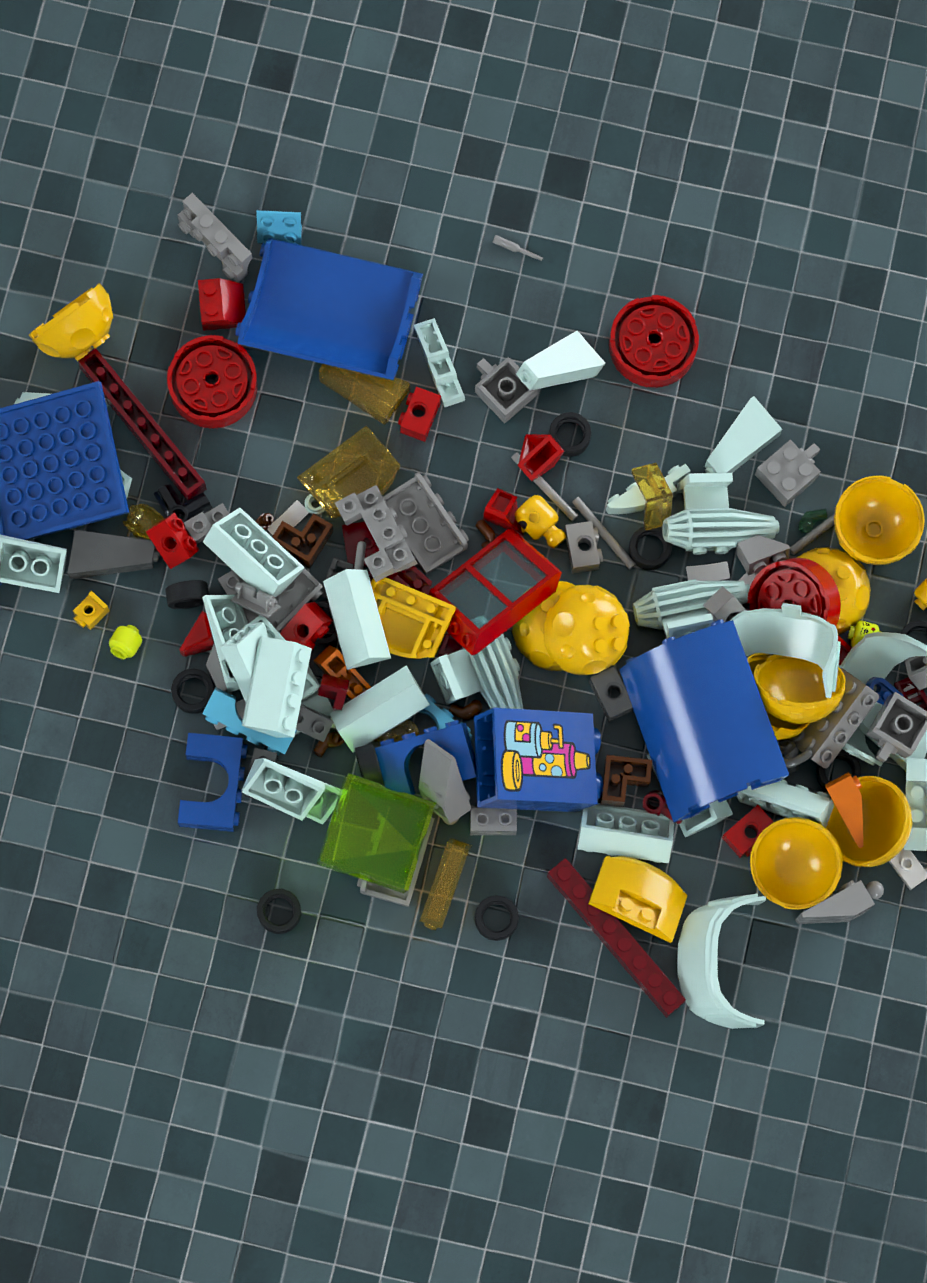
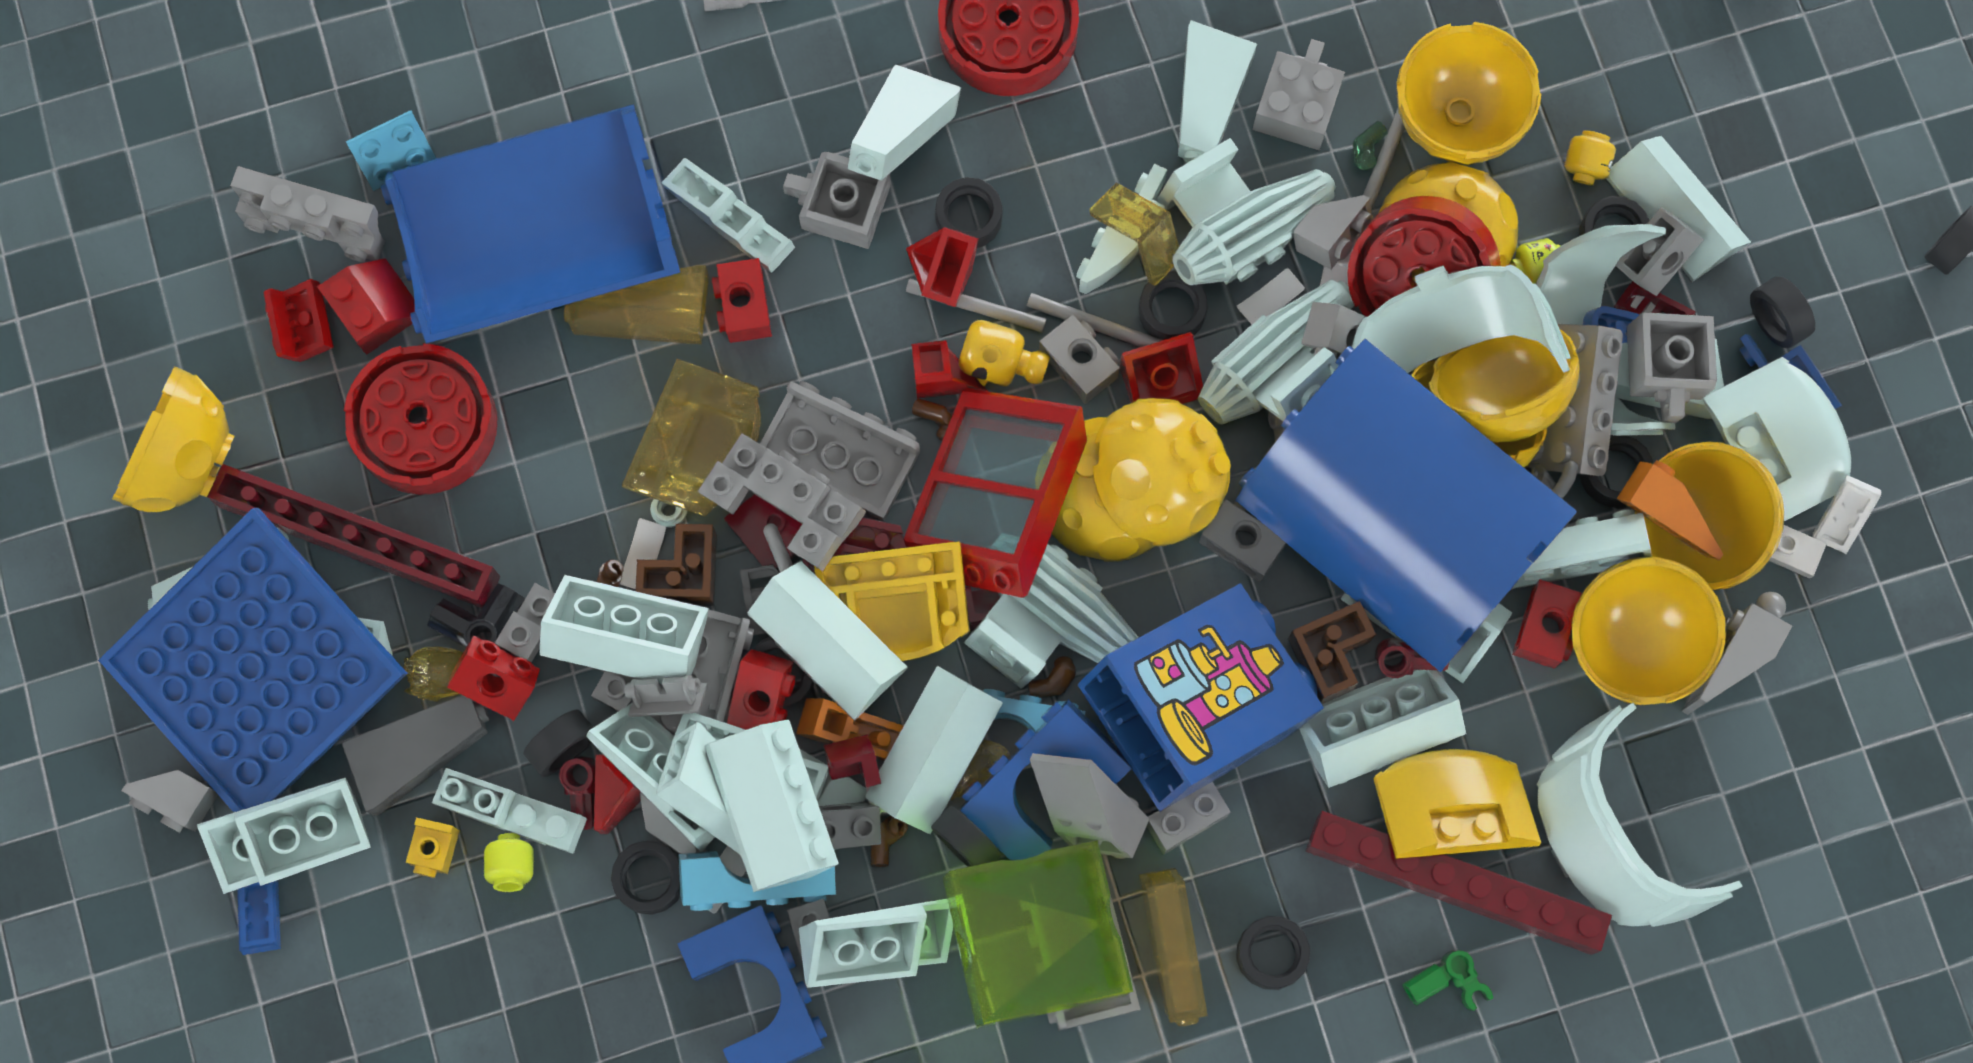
camera: 25 degrees left, 0 degrees up
(141, 615) = (509, 811): none -> light aqua slope
(177, 292) = (298, 321): none -> red bracket
(183, 628) = (580, 794): none -> dark red axle
(589, 981) = (1454, 966): none -> green bar
(623, 579) = (1163, 370): none -> red slope

